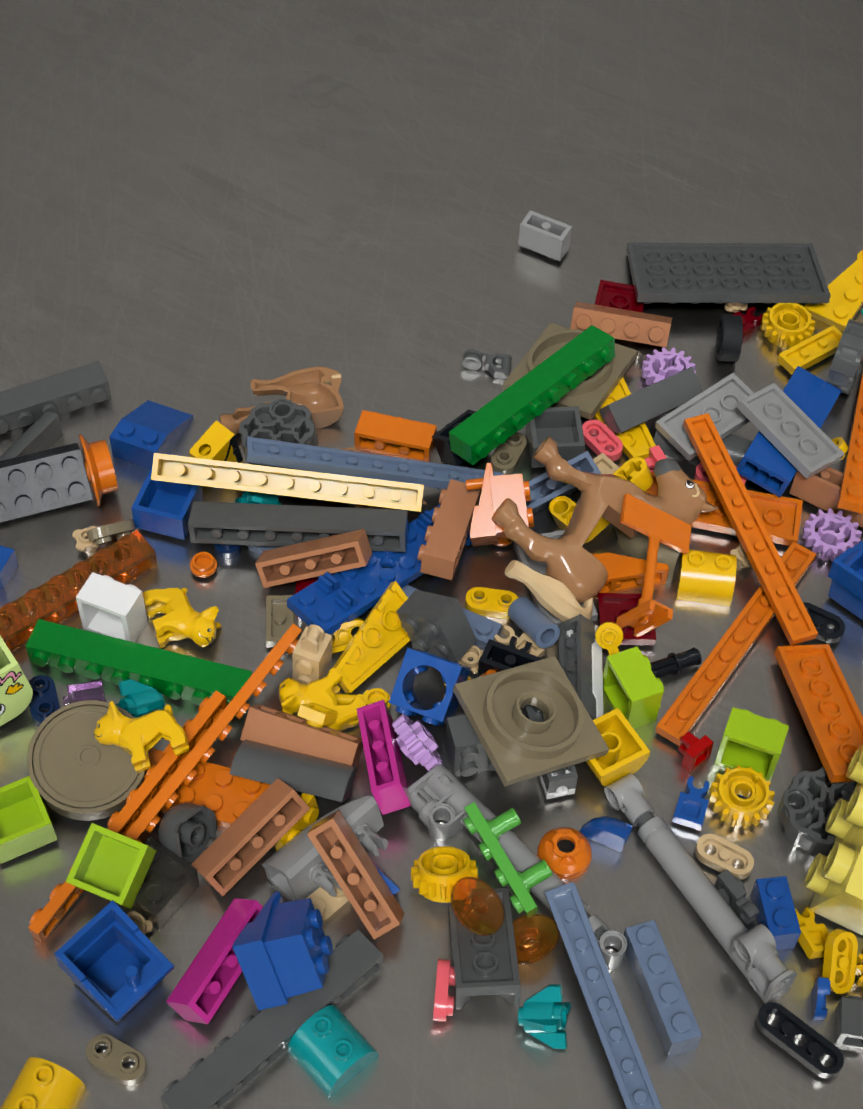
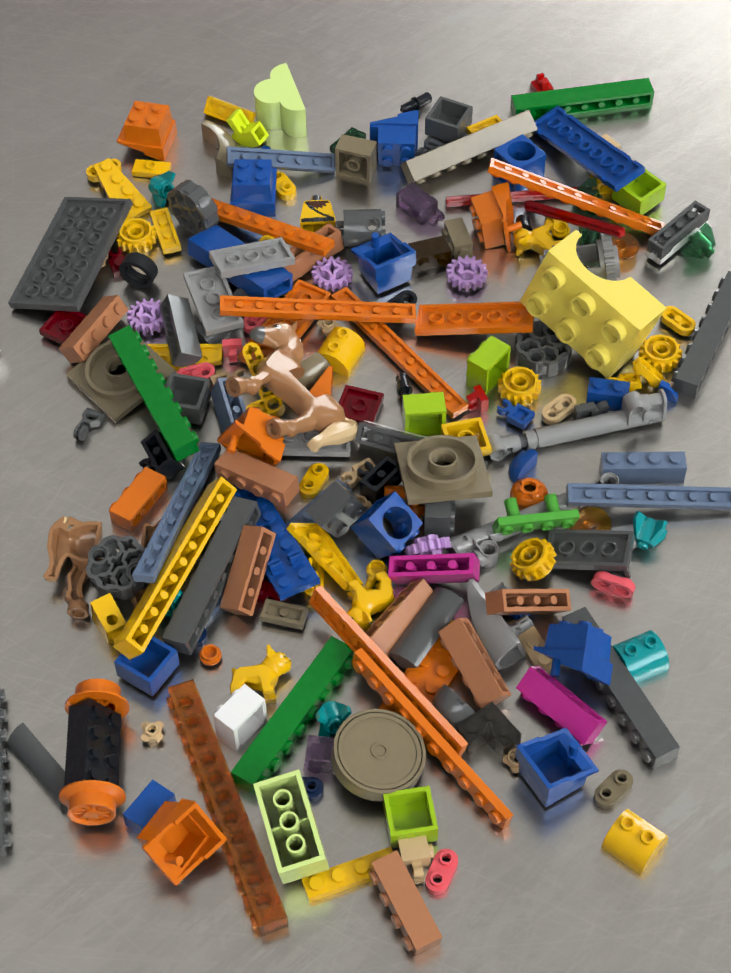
camera: 70 degrees left, 0 degrees up
(103, 534) = (158, 708): dark tan plate -> none
(111, 865) = (484, 745): lime piece -> none
(140, 733) = (382, 703): yellow animal -> none
(148, 431) = (60, 665): blue slope -> none
(312, 655) = (338, 588): tan brick -> none
(317, 714) = (388, 599): yellow plate -> none
(477, 906) = (568, 542): clear orange dish -> none
(533, 622) = (347, 456): sand blue brick -> none
(609, 636) = (379, 415): yellow plate -> none
(659, 528) = (310, 352): orange piece -> none
(814, 1044) = (679, 417): black plate -> none

